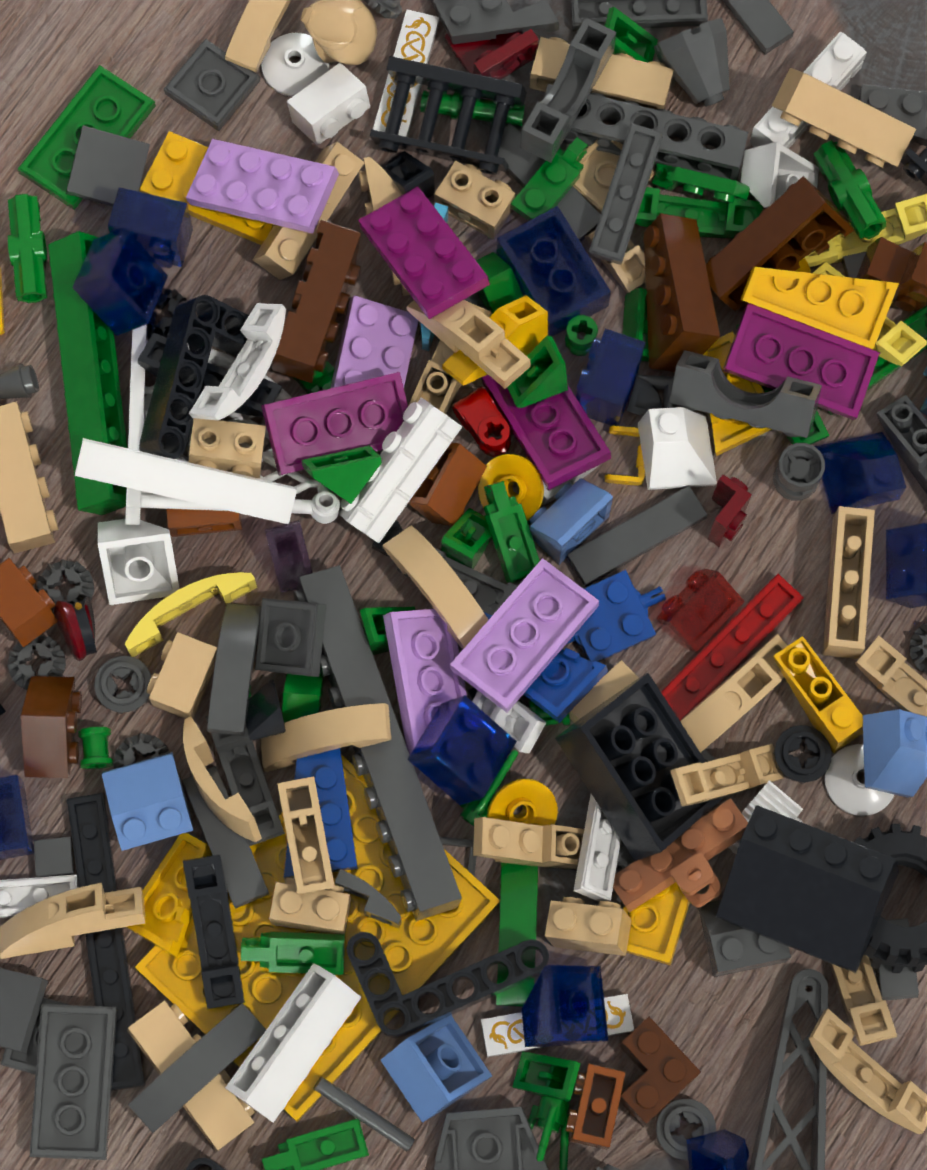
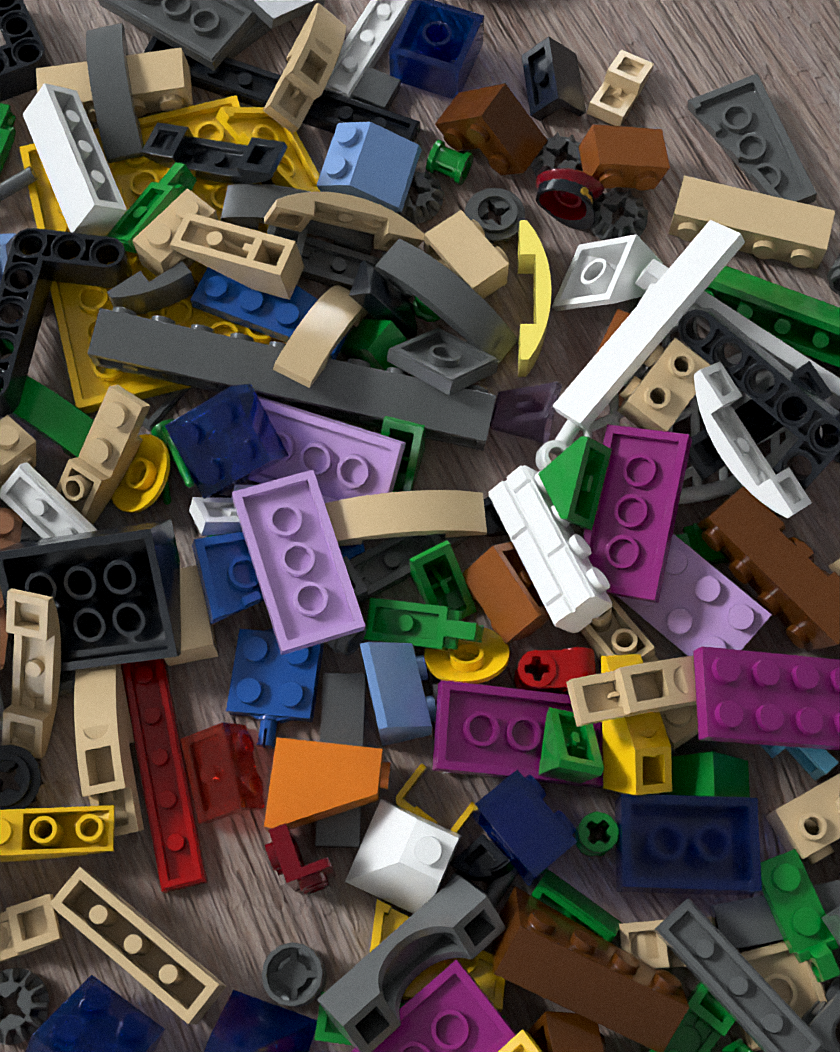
camera: 125 degrees right, 5 degrees down
(666, 529) = (322, 780): none -> orange slope

